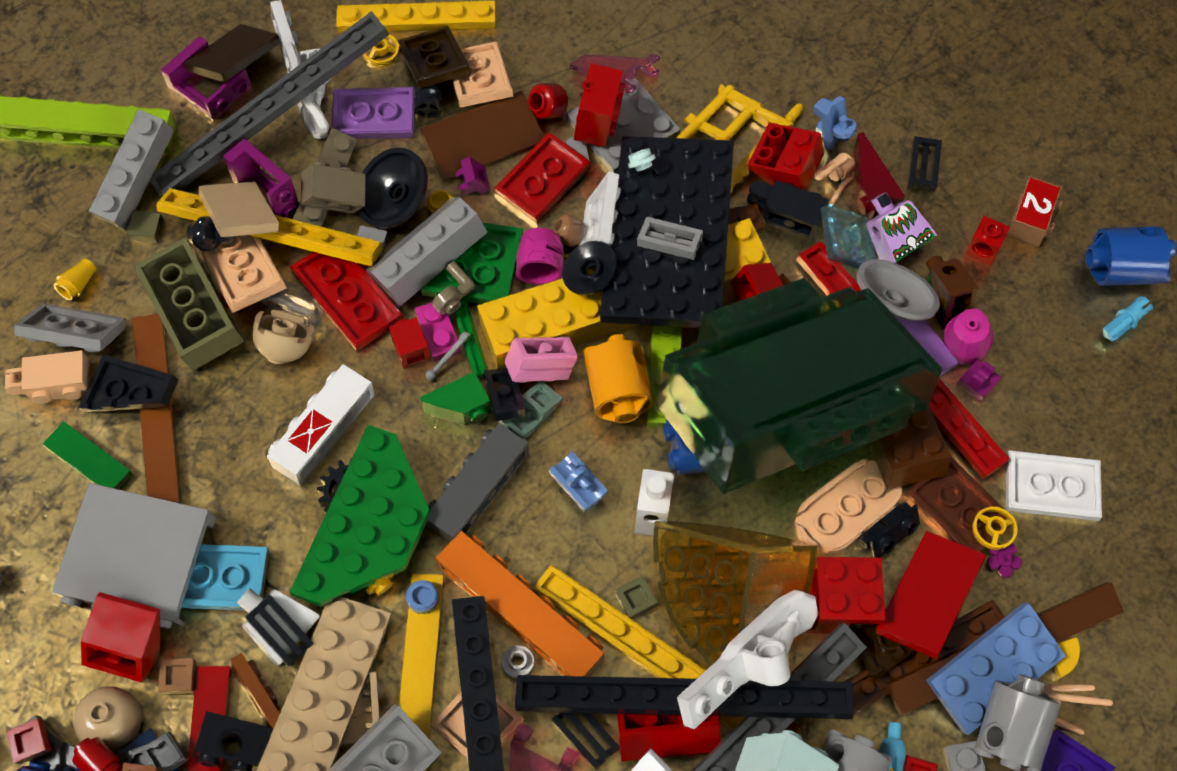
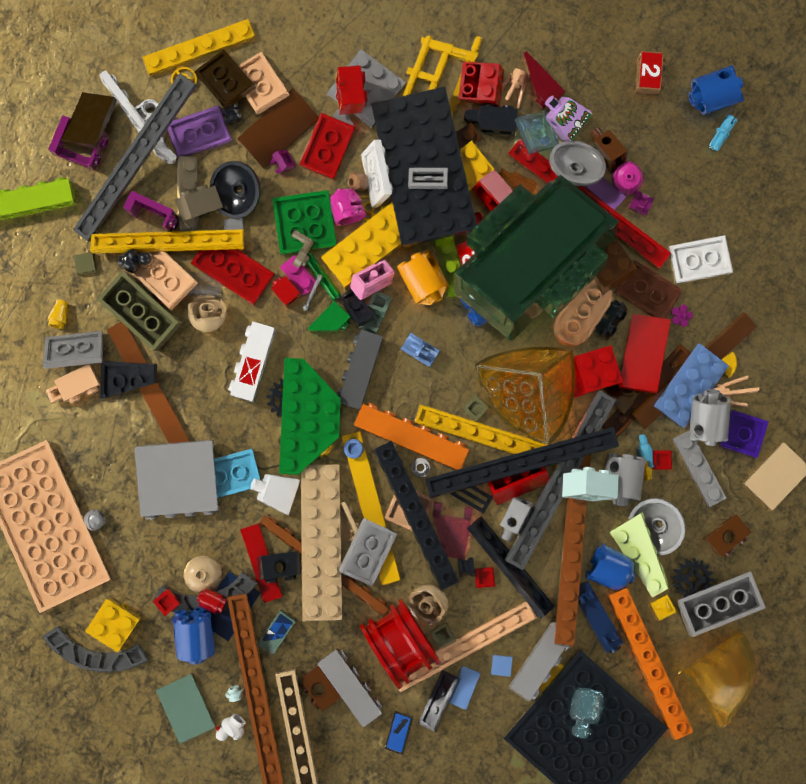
camera: 15 degrees left, 20 degrees up
(86, 457) = (120, 427): green tile -> none
(121, 637) = (193, 529): red slope -> none
(131, 169) = (63, 231): light grey brick -> none
(177, 676) = (231, 538): medium nougat plate -> none
(238, 209) = (144, 237): tan tile -> none
(297, 650) = (295, 504): black tile -> none
(427, 250) = (273, 226): light grey slope -> none
(437, 199) = (269, 186): yellow plate -> none
(548, 100) = (312, 89): red head -> none
(583, 261) = (376, 213): black dish -> none
(629, 65) = (348, 48): clear pink flag -> none
(641, 159) = (391, 124): light aqua plate -> none
(653, 500) = (468, 348): white torso -> none
(754, 654) = (556, 429): white piece -> none
(834, 121) = (505, 48): medium blue hips -> none
(922, 182) = (573, 72): black tile -> none
(987, 240) = (624, 105): red brick -> none
(995, 534) = (668, 301): yellow piece -> none

